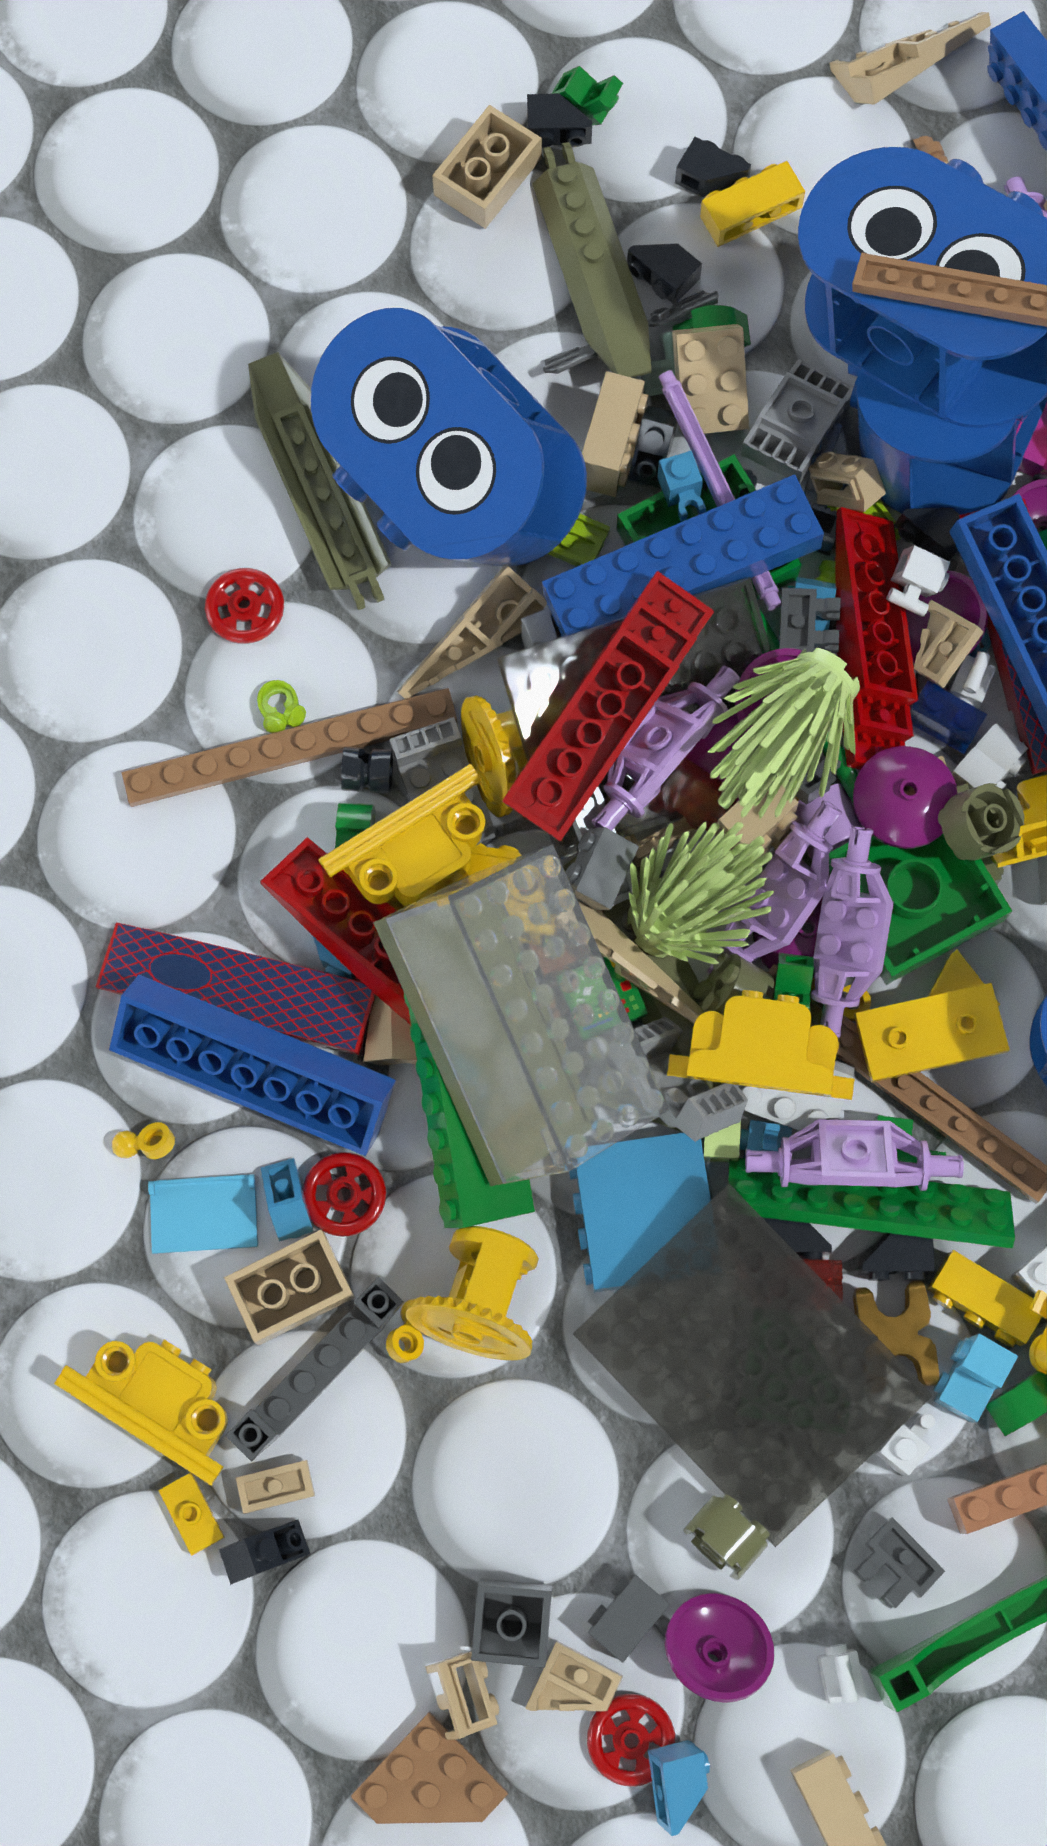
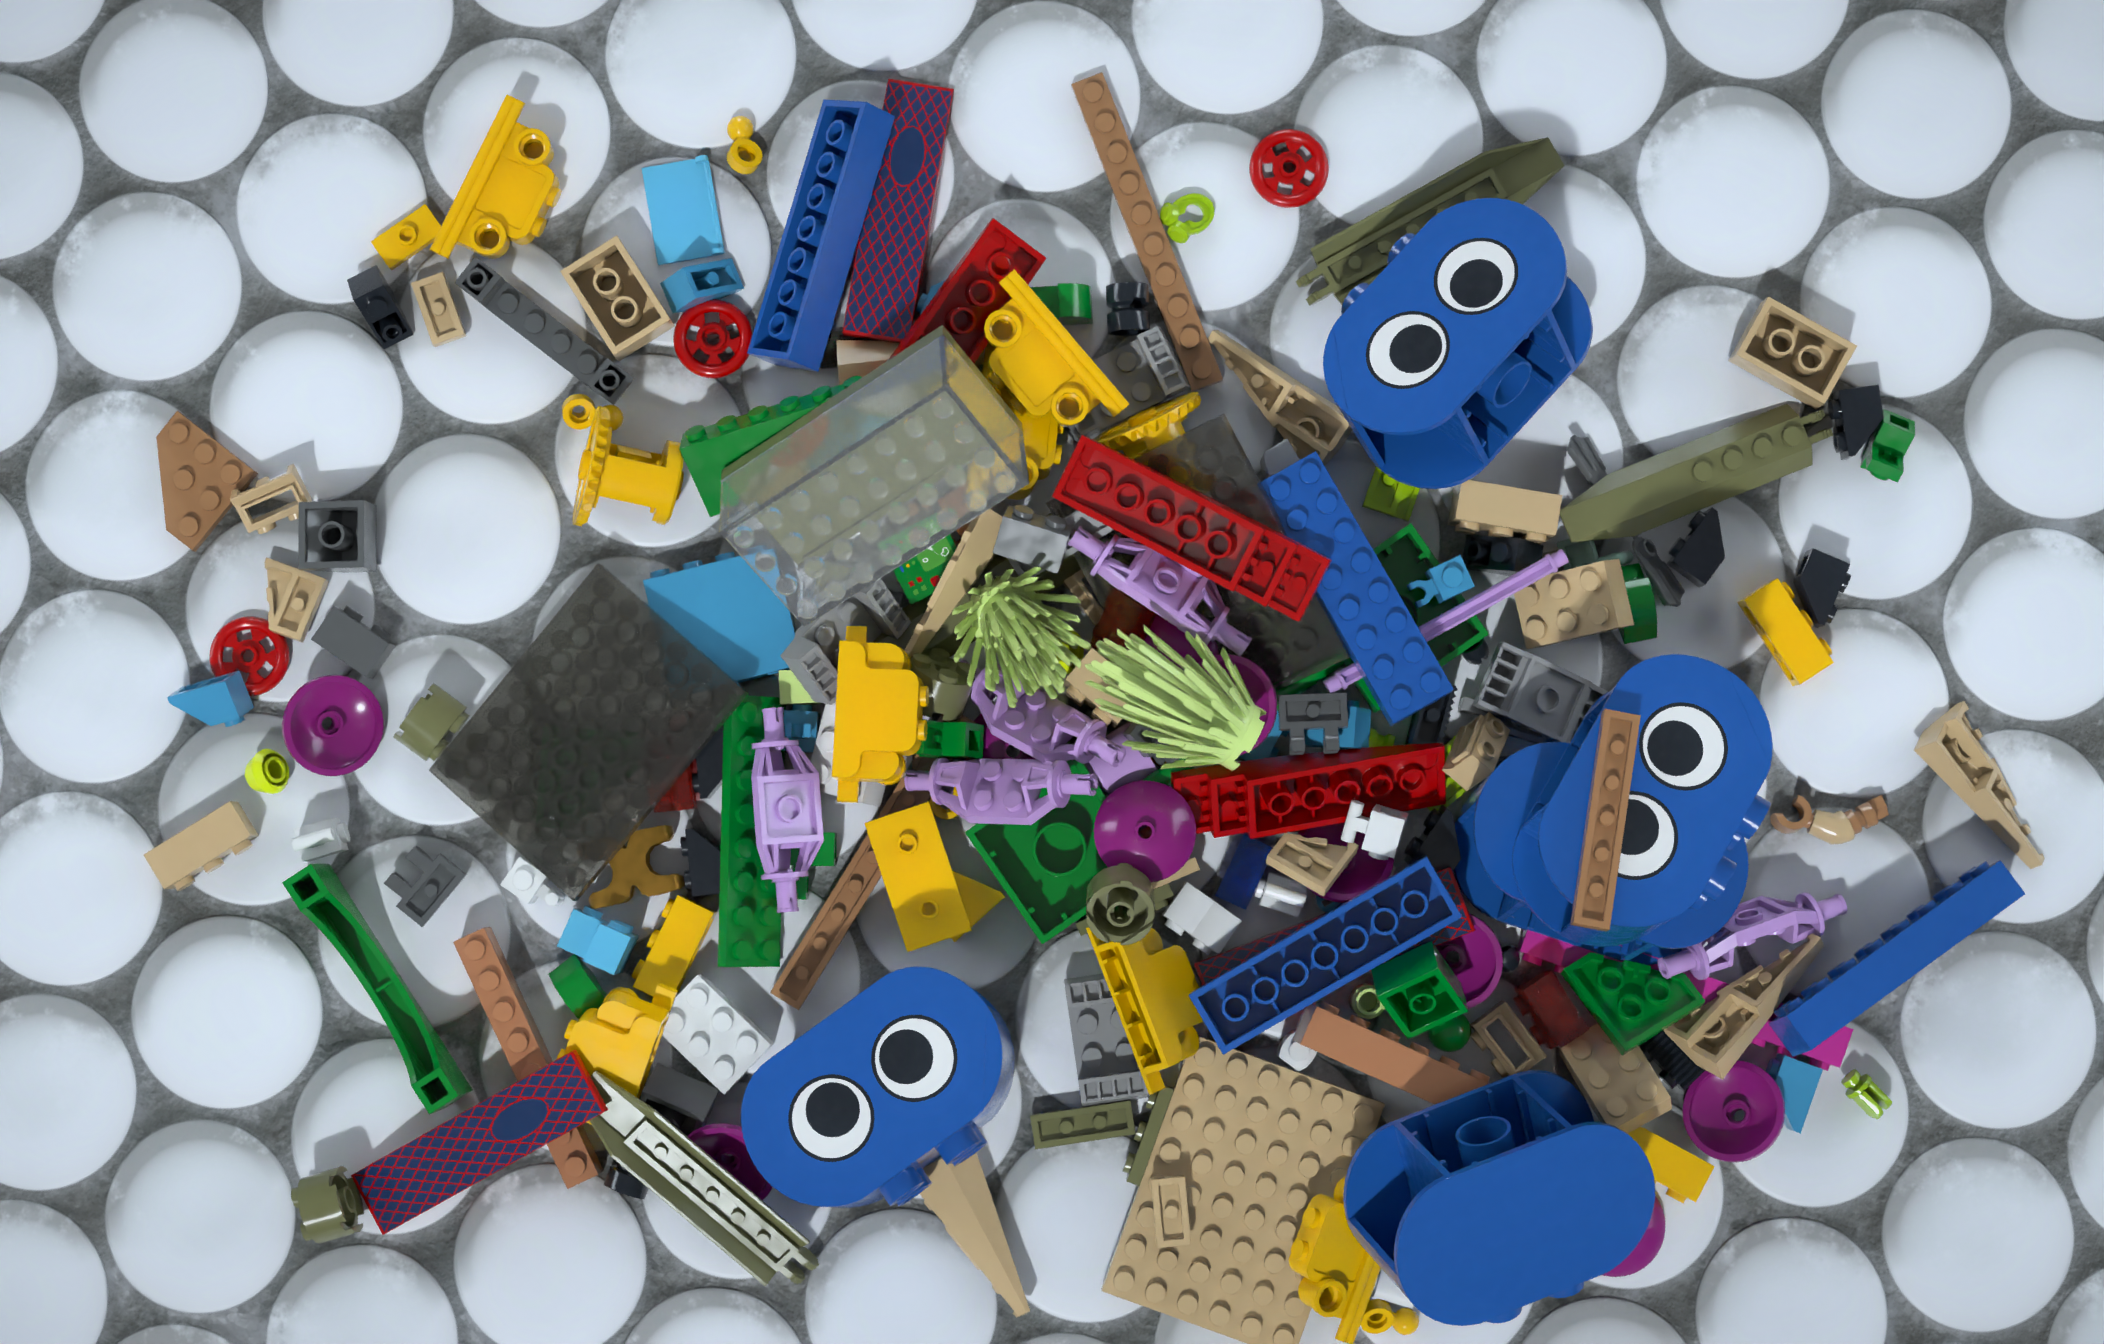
camera: 85 degrees right, 10 degrees up
(763, 1729) = (267, 772): none -> neon yellow cone

